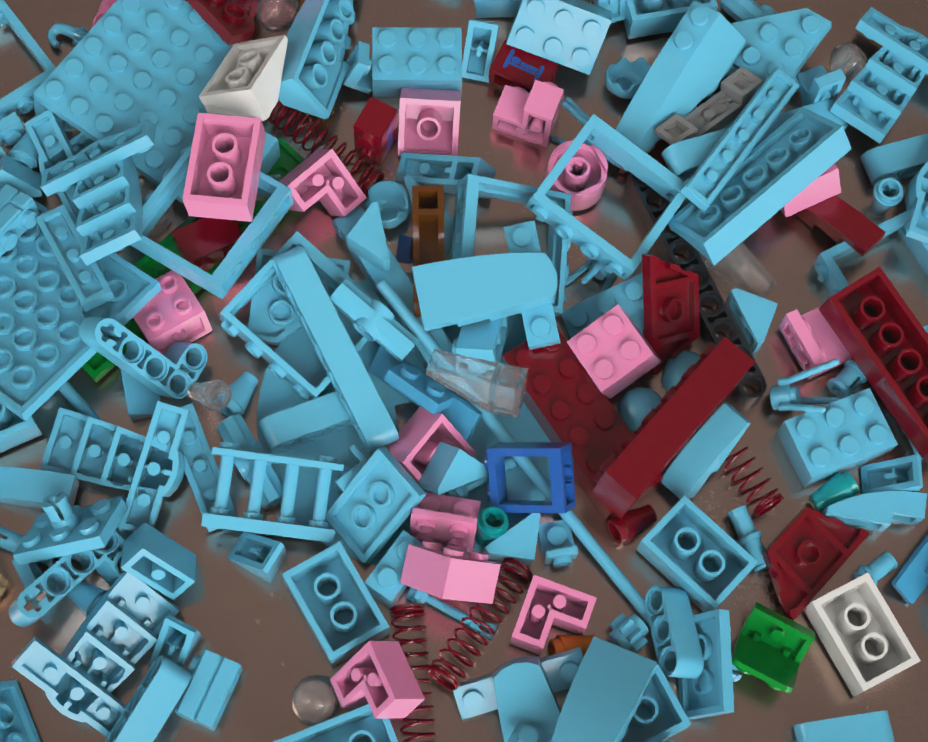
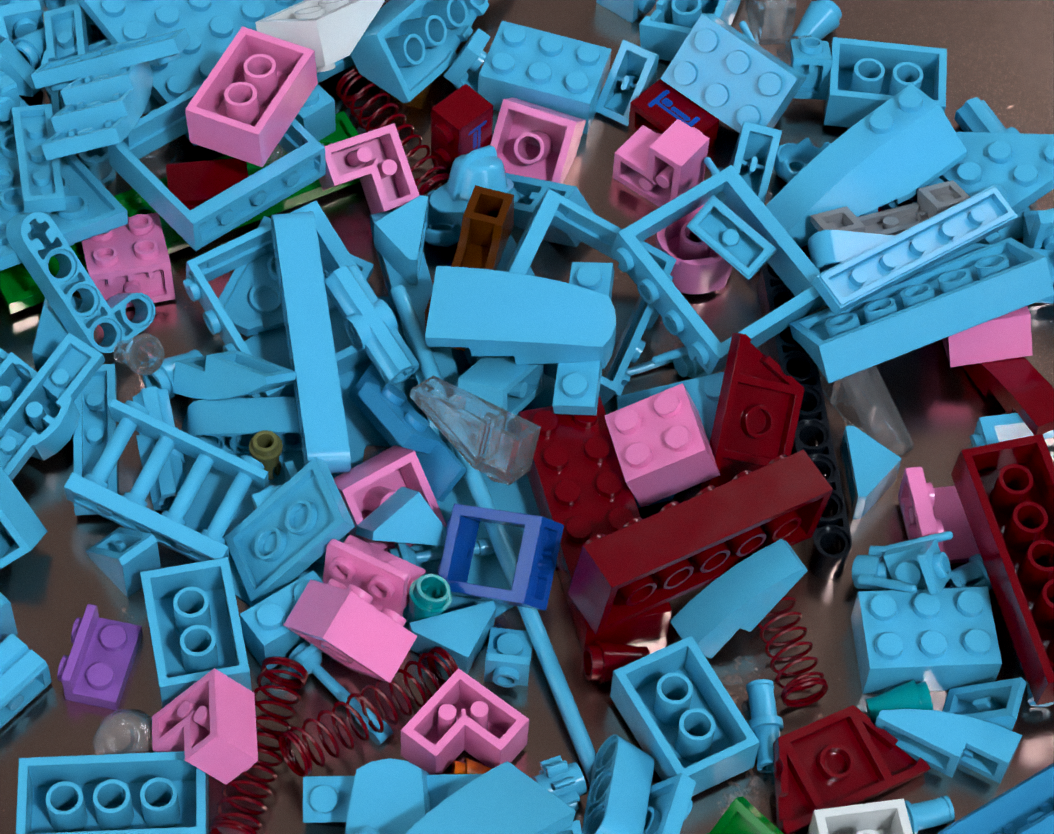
camera: 20 degrees right, 15 degrees down
(272, 642) = (99, 660): none -> medium lavender bracket
(284, 393) = (228, 376): none -> medium azure slope
(329, 435) = (267, 448): none -> olive pin
(400, 171) = (476, 168): none -> medium azure piece
(592, 90) = (756, 155): none -> medium azure slope
(613, 174) = (731, 237): none -> medium azure slope
(820, 388) = (920, 565): none -> medium azure bracket

